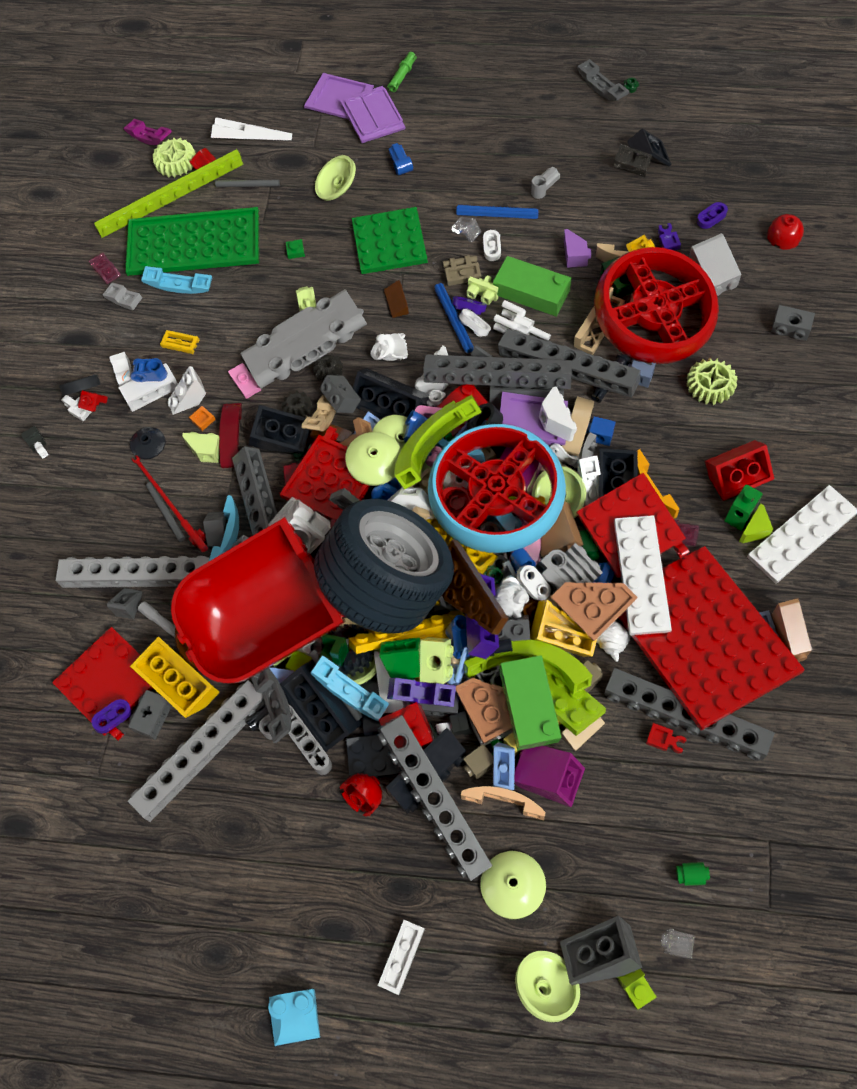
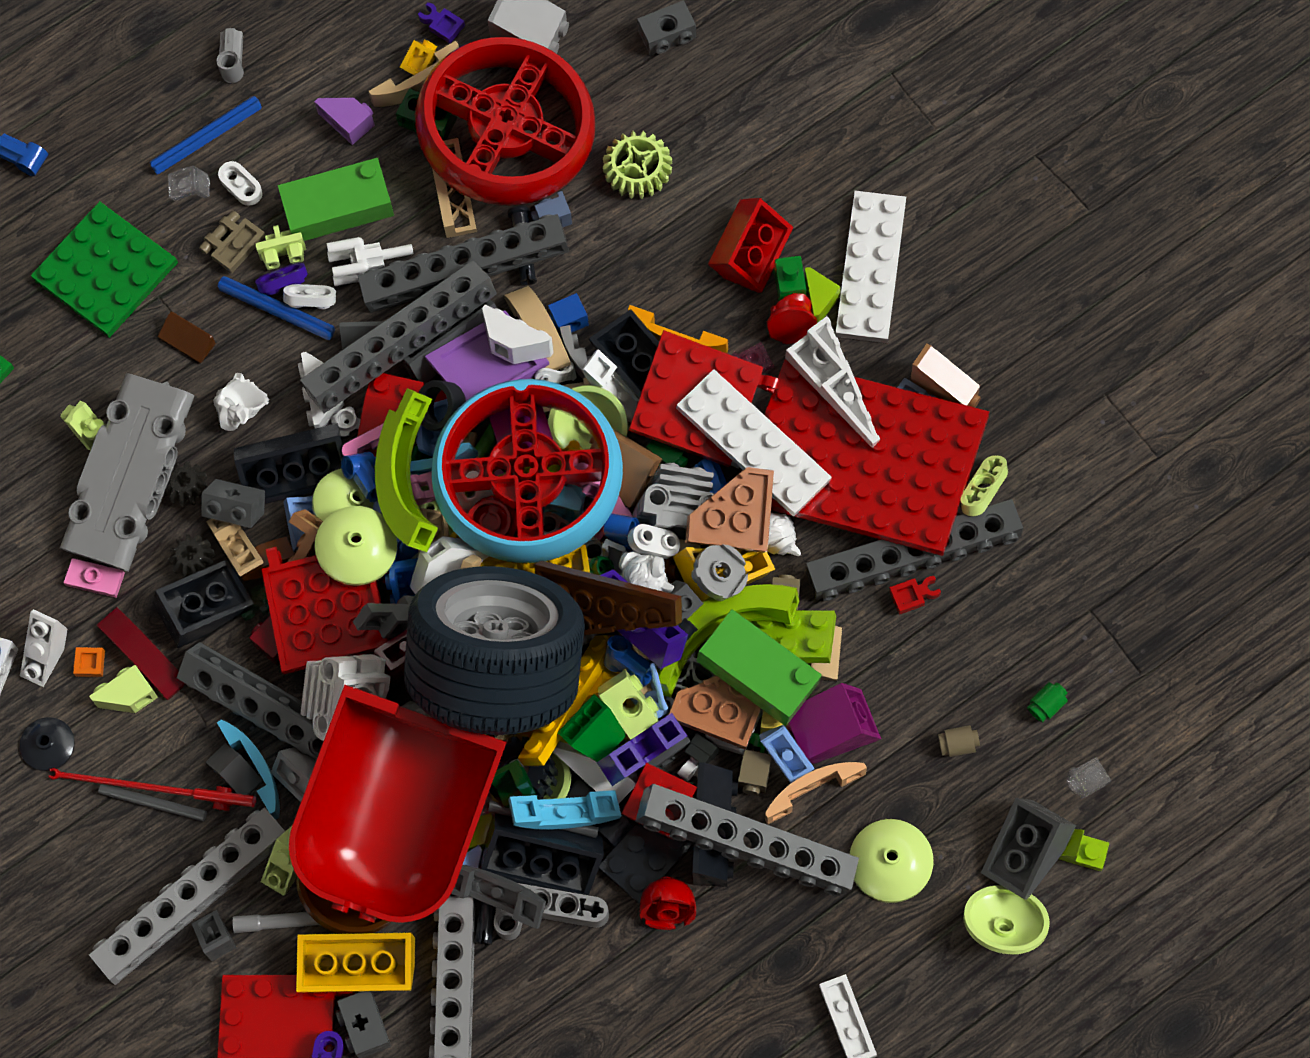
camera: 45 degrees left, 5 degrees up
(543, 629) = (707, 579): none -> light grey plate
(615, 849) = (958, 741): none -> dark tan brick
(723, 568) = (825, 368): none -> white wedge
(727, 526) = (791, 318): none -> red hat
(751, 714) = (999, 468): none -> yellowish green beam

